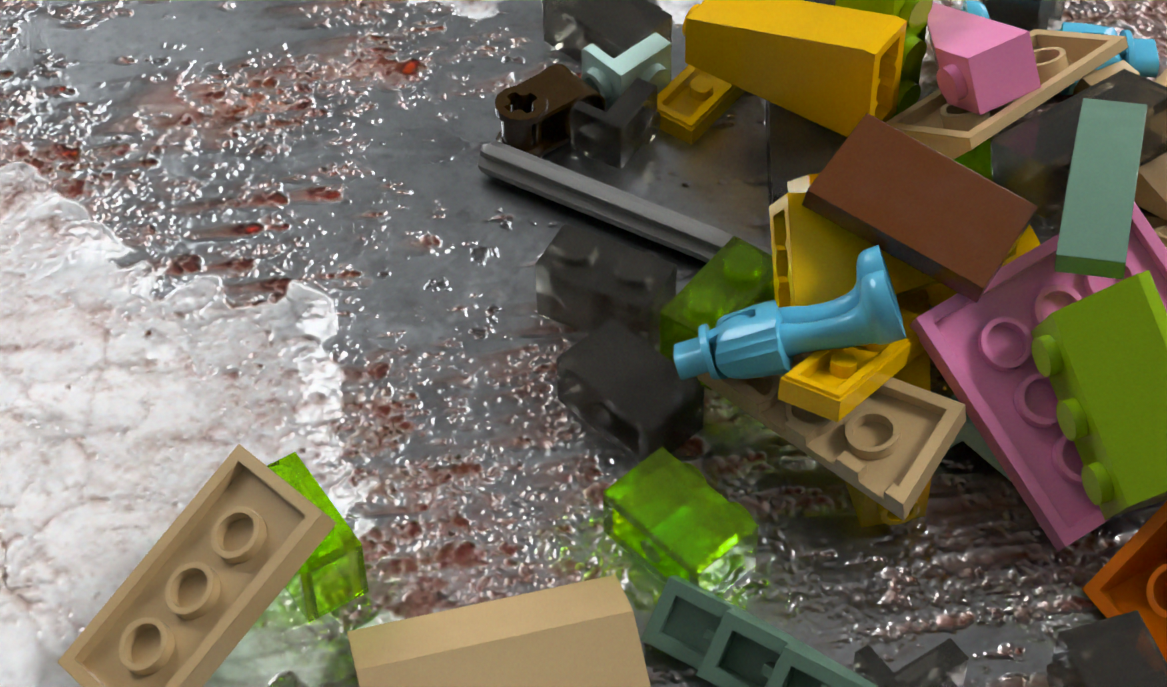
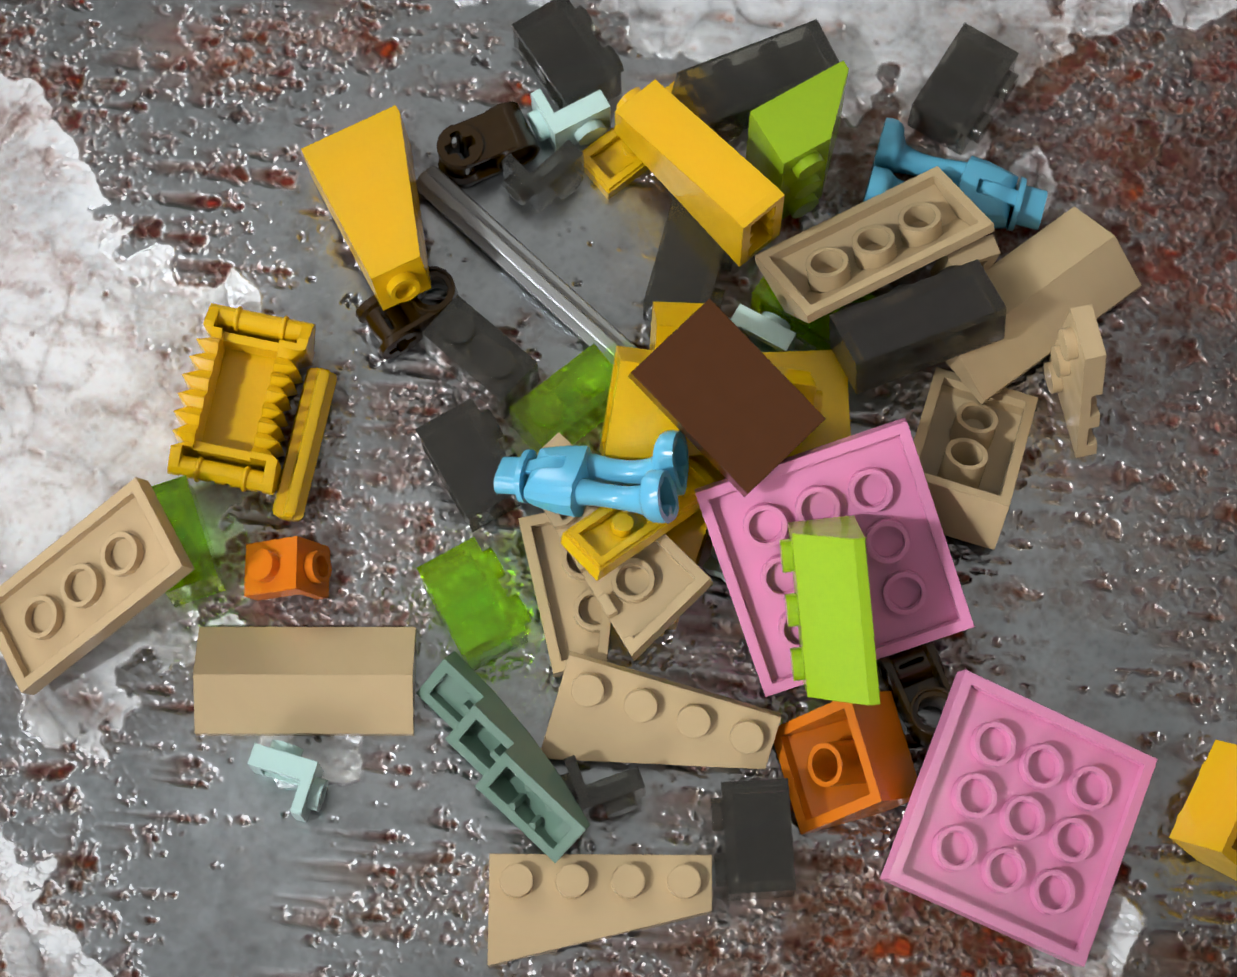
camera: 15 degrees right, 25 degrees up
(335, 382) = (239, 398): none -> yellow piece
(424, 421) = (304, 444): none -> yellow axle
(439, 540) = (287, 569): none -> orange bracket
(441, 171) = (374, 199): none -> yellow slope
(506, 264) = (407, 318): none -> dark brown piece
(790, 497) = (565, 601): none -> tan wing
(919, 595) = (644, 719): none -> tan wing
(980, 59) = (847, 217): bright pink slope -> none
(1101, 189) = (885, 411): sand green slope -> none

